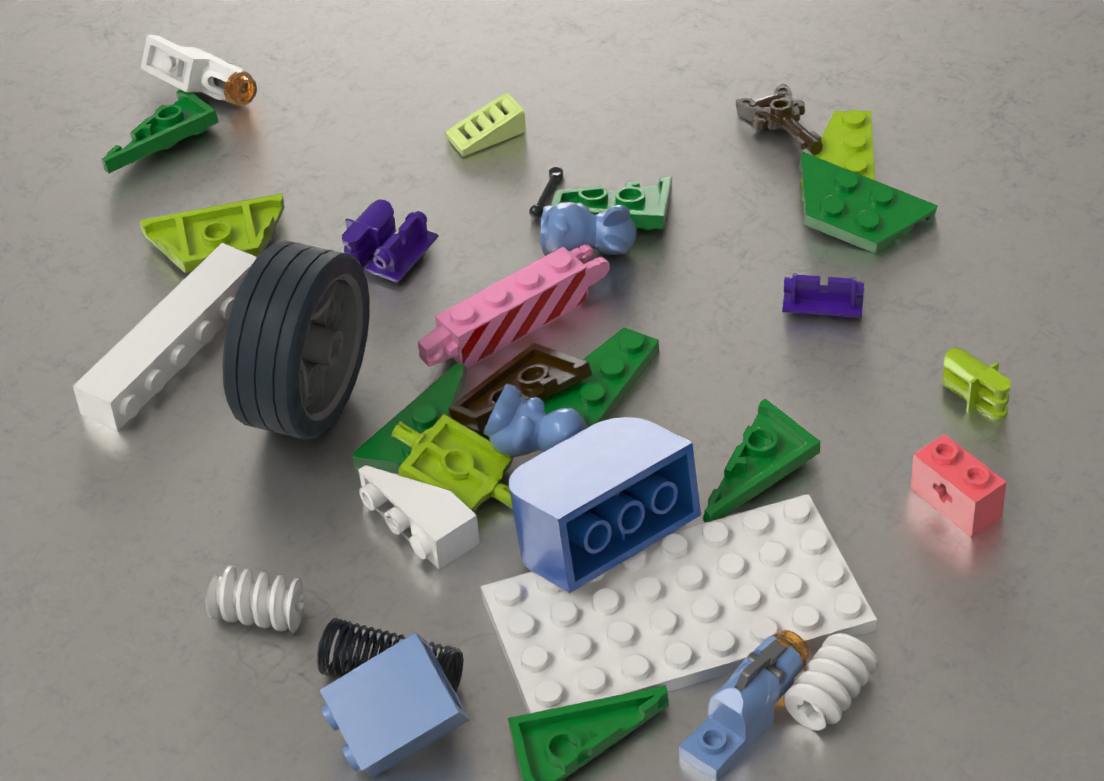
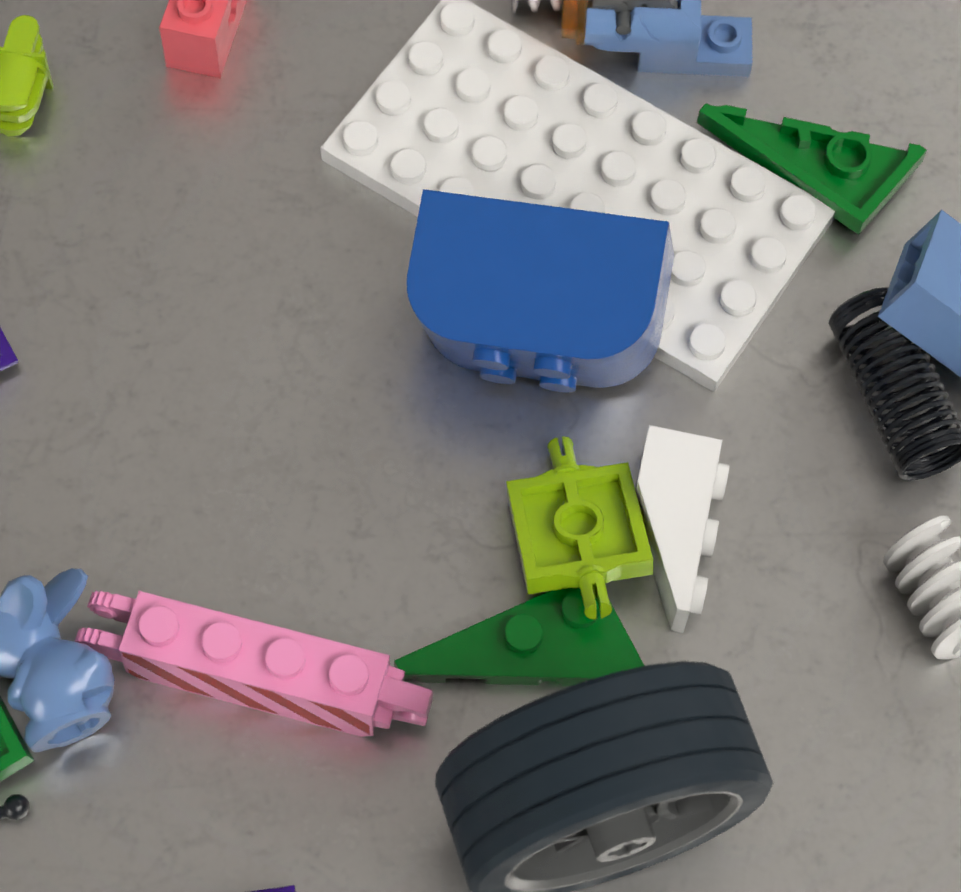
camera: 135 degrees left, 20 degrees up
(523, 427) = (486, 447): medium blue animal -> none
(534, 372) = (385, 559): dark brown wing -> none
(614, 370) = (341, 487): green wing -> none
(767, 454) = (291, 223): green wing -> none

